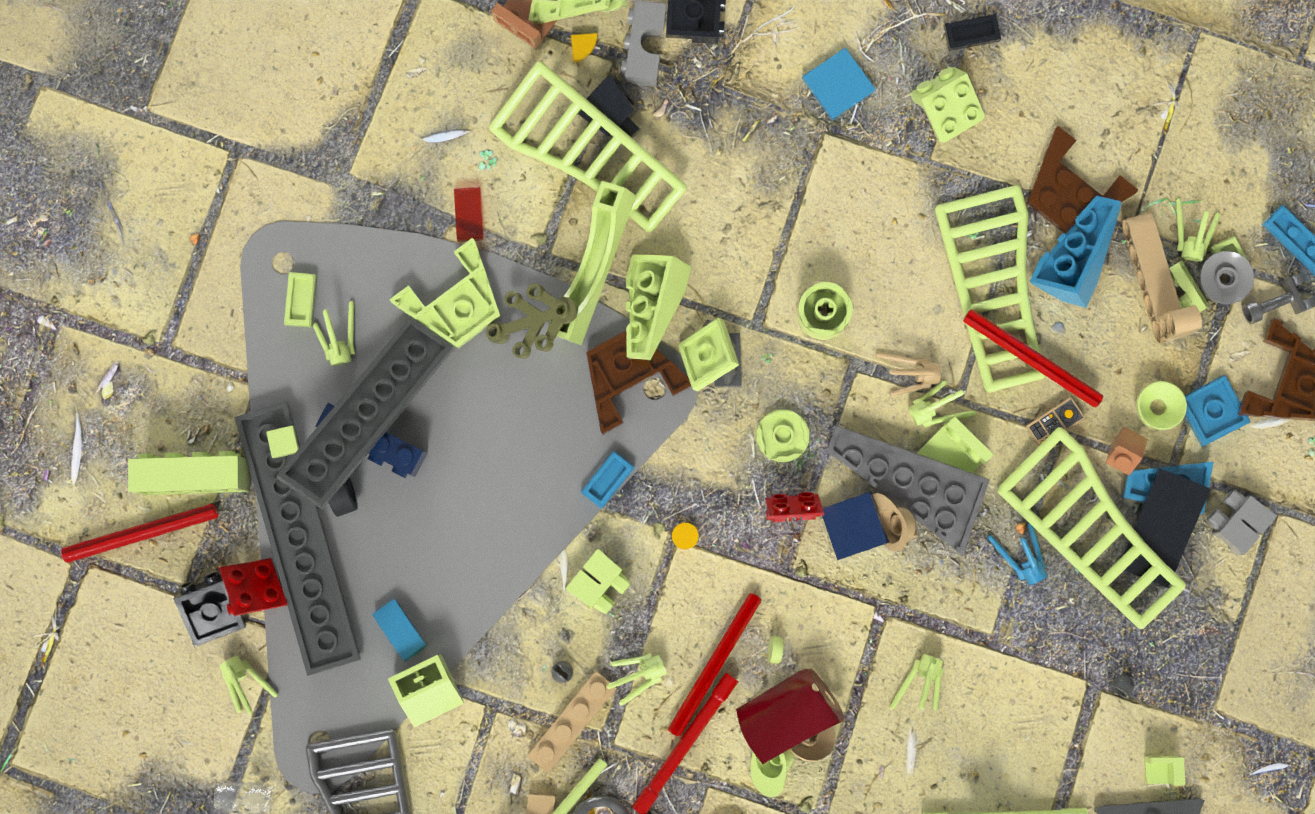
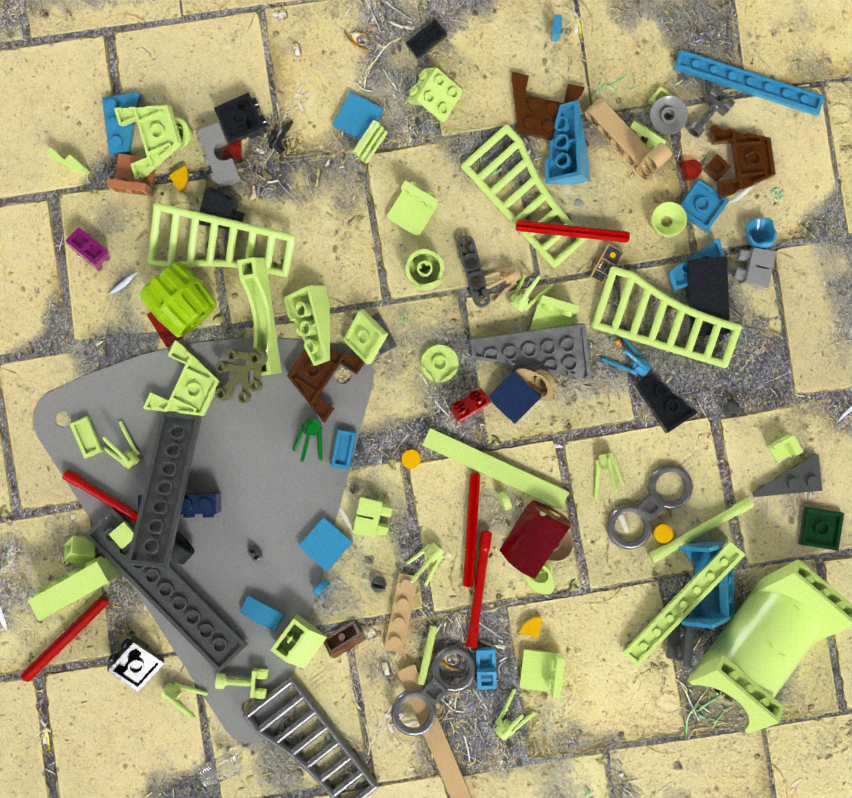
camera: 30 degrees left, 5 degrees up
(216, 433) = (79, 550): none -> yellowish green panel
(252, 587) = (153, 636): red hinge -> none
(263, 350) = (79, 482): none -> red piece
(306, 689) = (260, 693): none -> yellowish green bar
(426, 73) = (87, 248): none -> magenta hinge
(429, 551) = (255, 553): none -> dark grey rock
(483, 718) = (344, 639): none -> reddish brown slope
(489, 637) = (321, 587): none -> dark azure tile
(505, 191) = (178, 299): none -> lime wheel
(523, 585) = (325, 544): none -> dark azure tile
(580, 432) = (309, 427): none -> green plant
(664, 47) = (233, 151): none -> clear red tile
(729, 58) = (275, 143): none -> black bar
(785, 604) = (495, 468): none -> yellowish green tile
(837, 121) = (371, 141): none -> yellowish green tile
(849, 228) = (413, 208): none -> yellowish green bracket
(883, 344) = (475, 271): none -> dark grey beam
(954, 754) = (649, 506): none -> flat silver bar
(954, 797) = (662, 533): none -> yellow tile
(1038, 634) = (666, 406): none -> black wing
(1126, 451) = (661, 259): nougat brick -> none
(1140, 100) = (556, 27): none -> dark azure tile
(1194, 247) = (639, 105): yellowish green plant -> none
(1221, 359) = (690, 169): none -> clear red tile
(1255, 373) = (716, 168): none -> reddish brown tile
(1269, 482) = (760, 233): none -> dark azure hair

